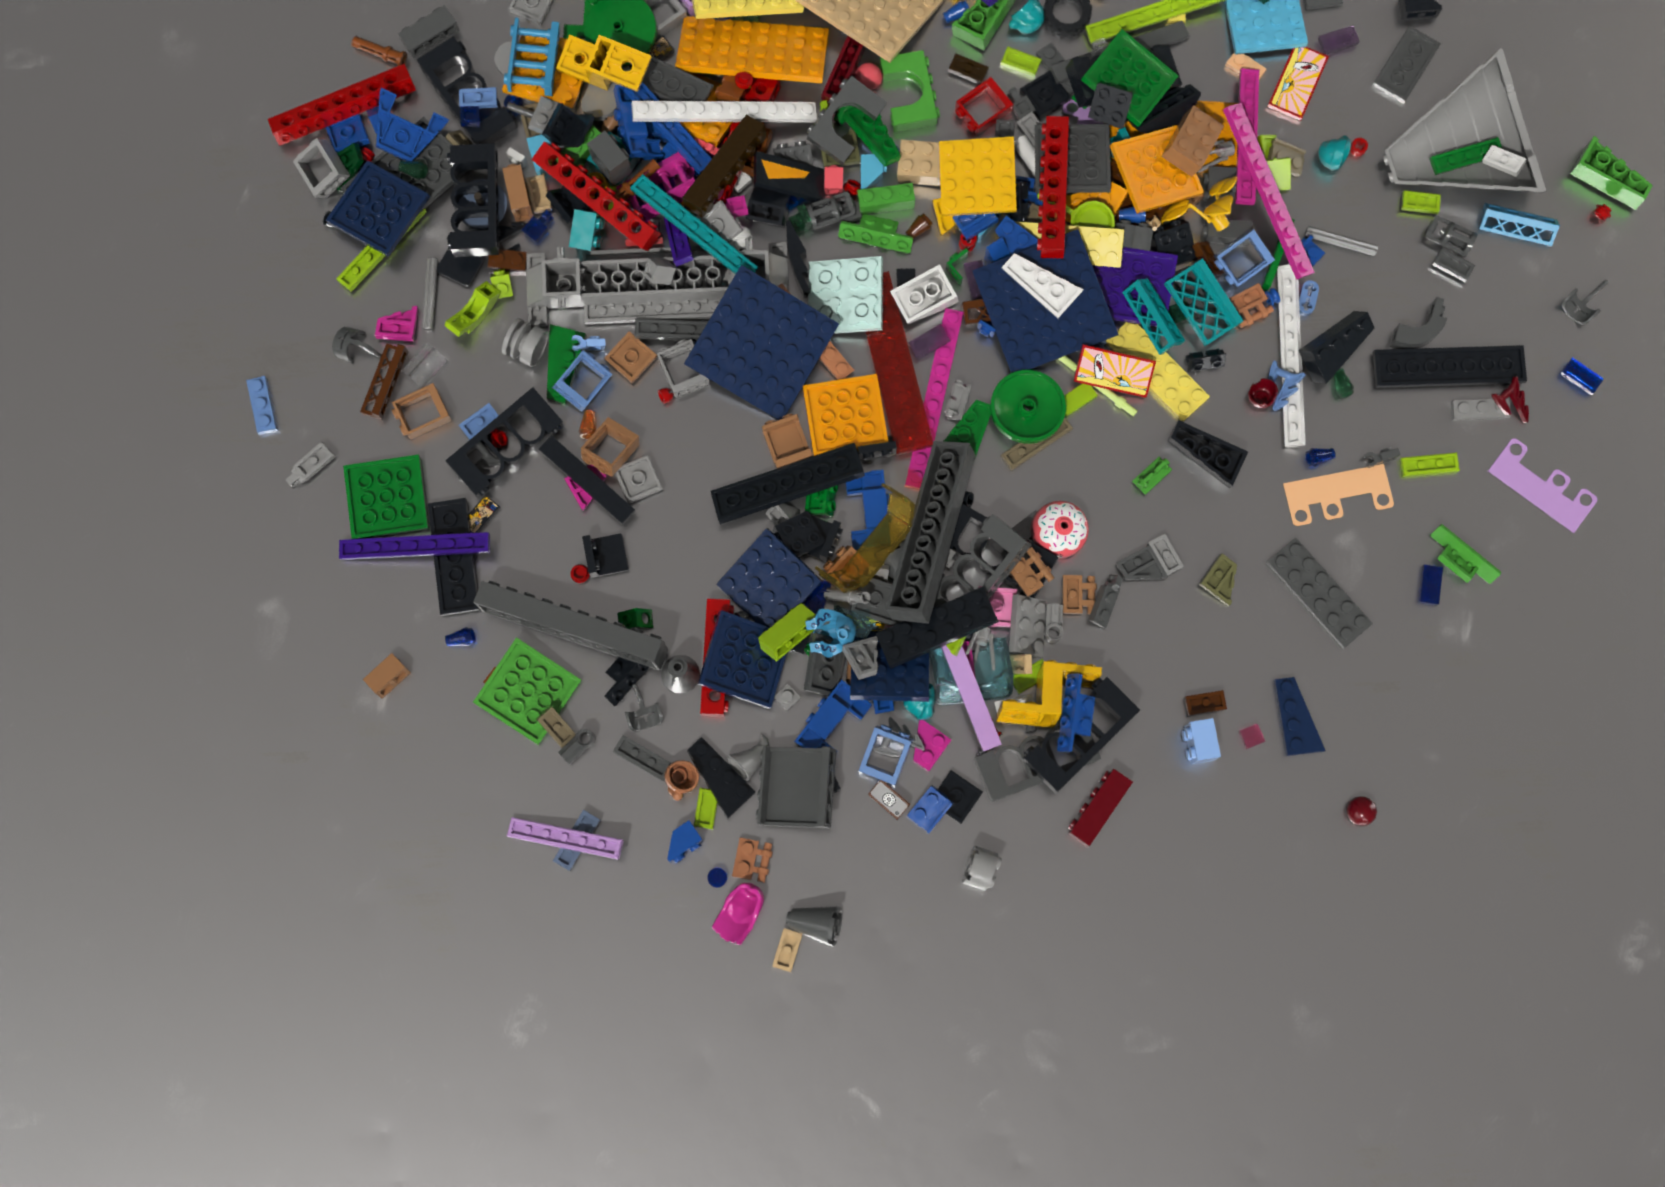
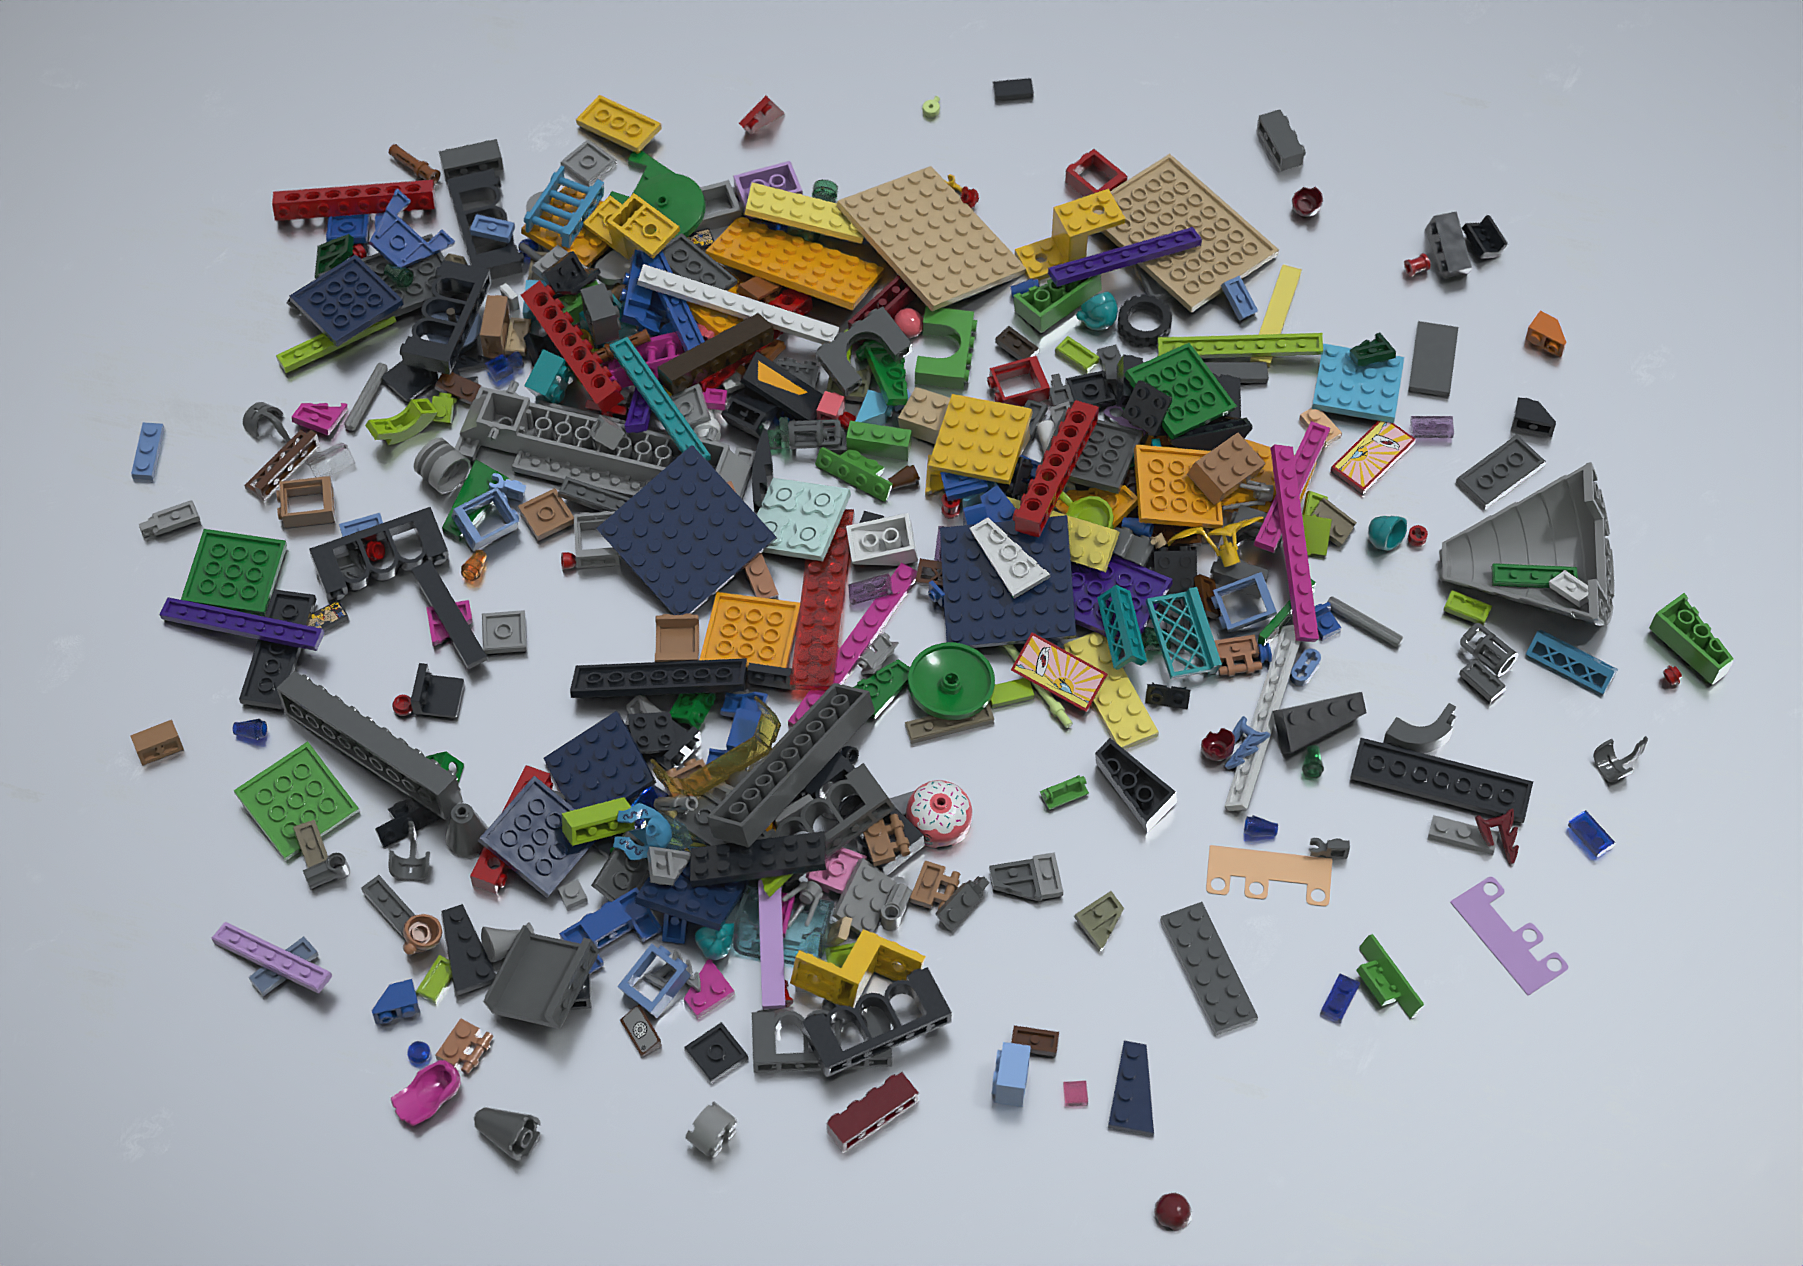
camera: 20 degrees right, 20 degrees down
(333, 179) = (319, 259): light grey window -> none
(470, 116) = (476, 242): clear blue plate -> none
(616, 431) = (494, 573): medium nougat window -> none
(743, 80) = (770, 283): red plate -> none
(787, 950) = (463, 1150): tan plate -> none
(930, 809) = (681, 1053): blue plate -> none
(955, 259) = (928, 521): green bracket -> none
(1076, 713) = (878, 992): blue bracket -> none
(1429, 464) = (1383, 874): lime tile -> none

